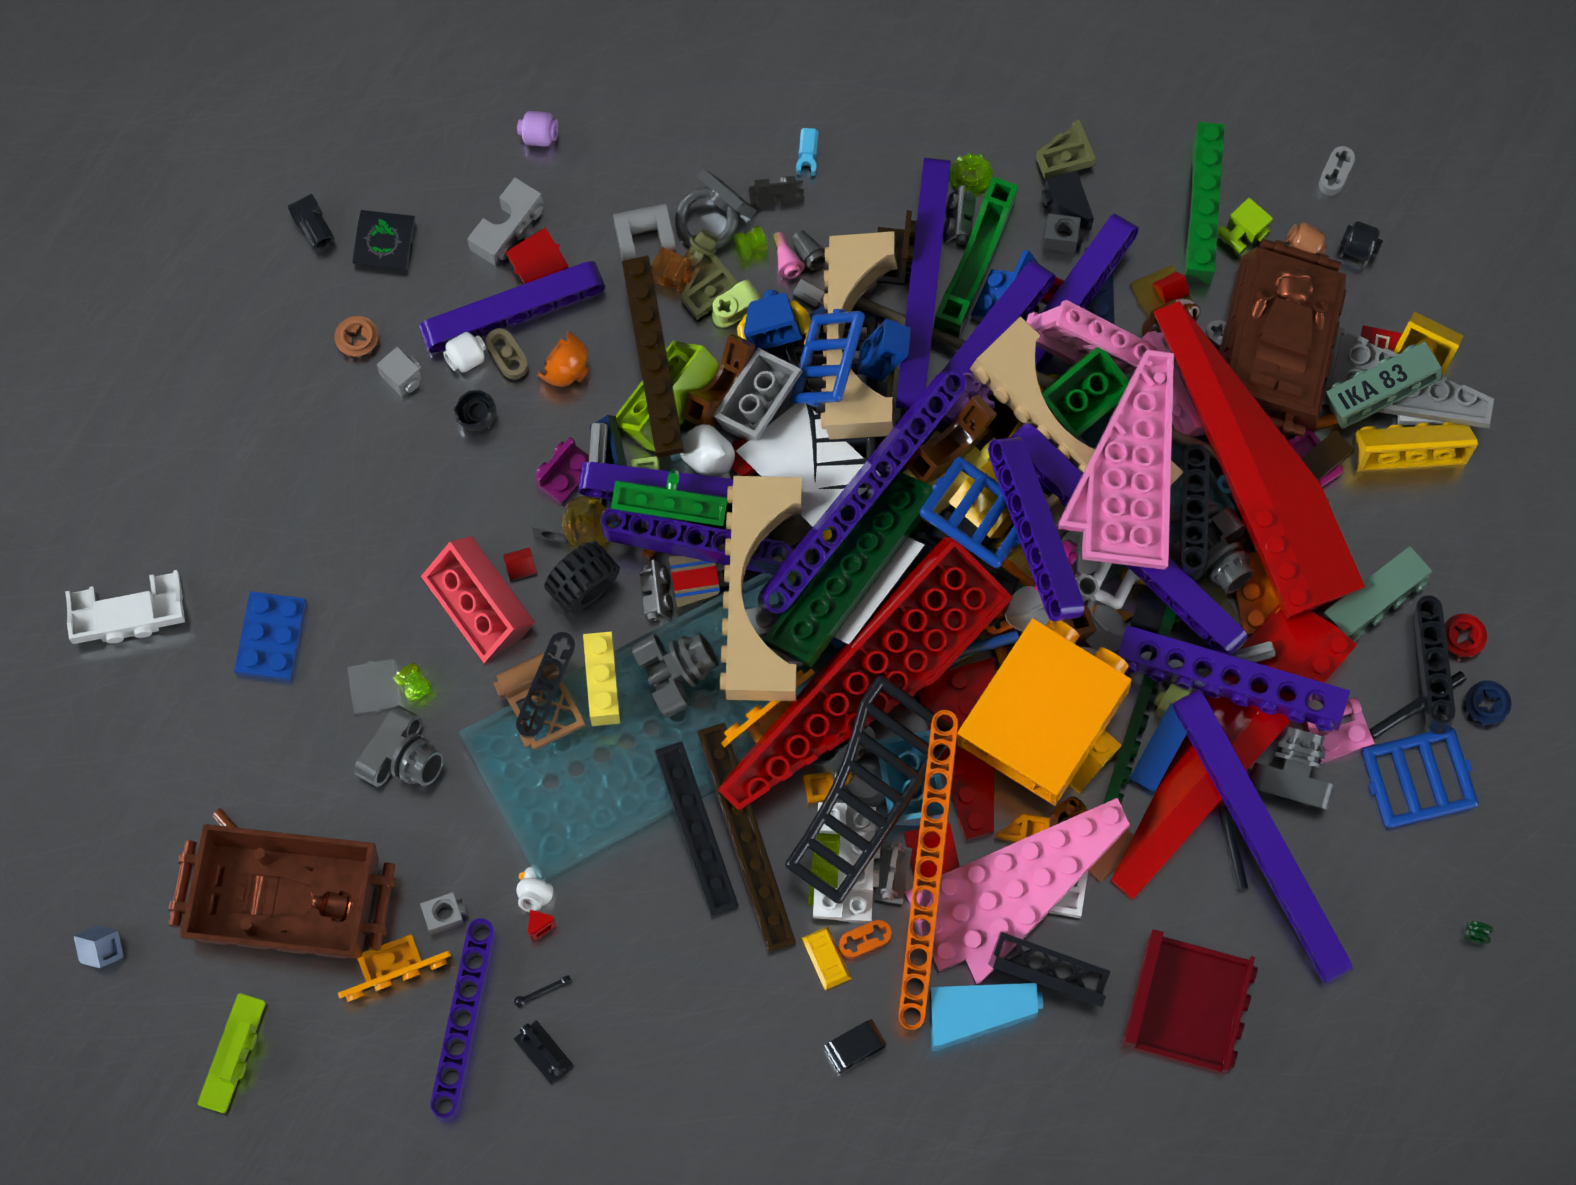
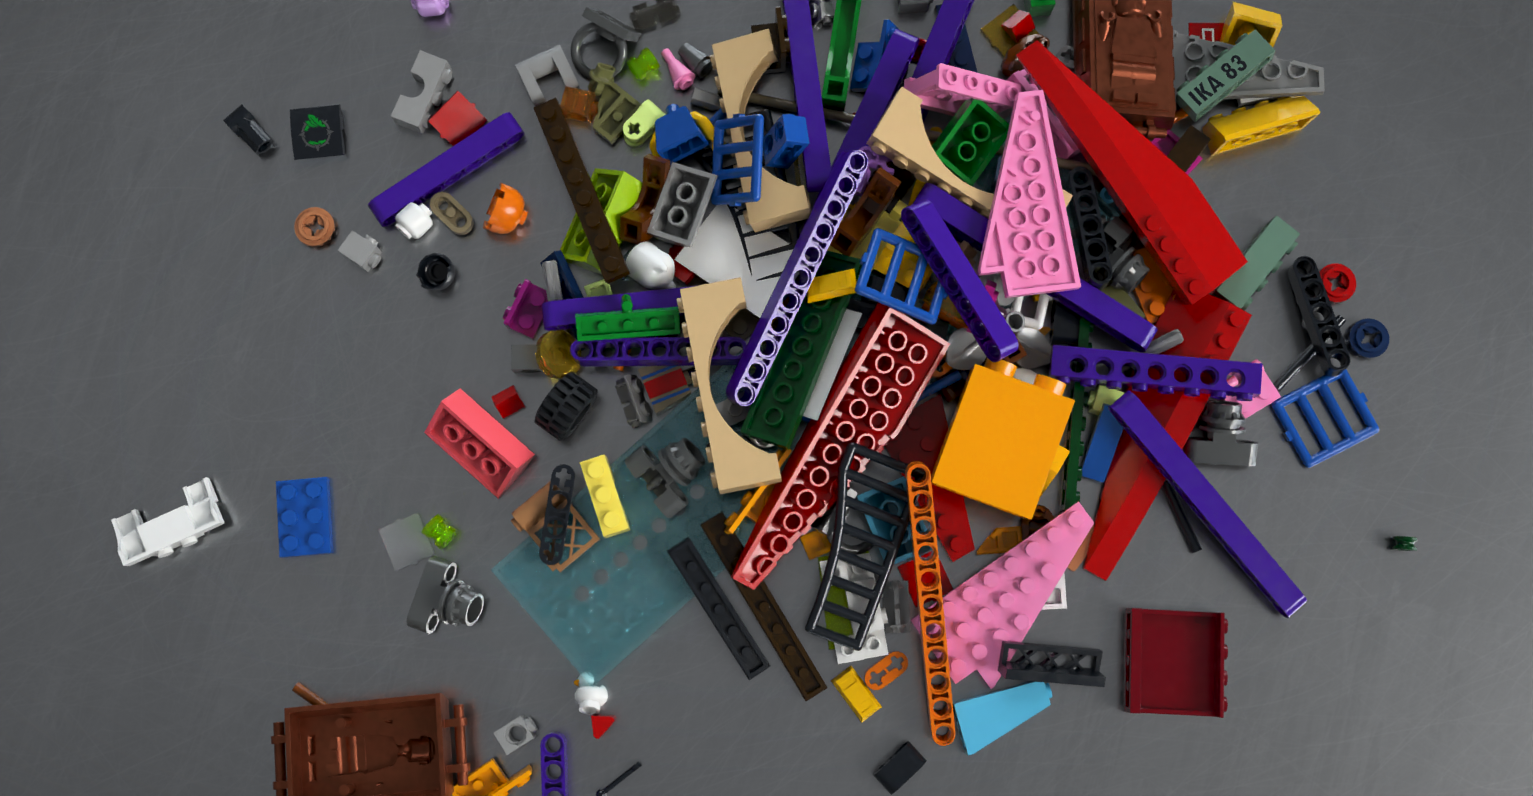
camera: 15 degrees left, 10 degrees up
(897, 508) = (832, 286): none -> yellow tile

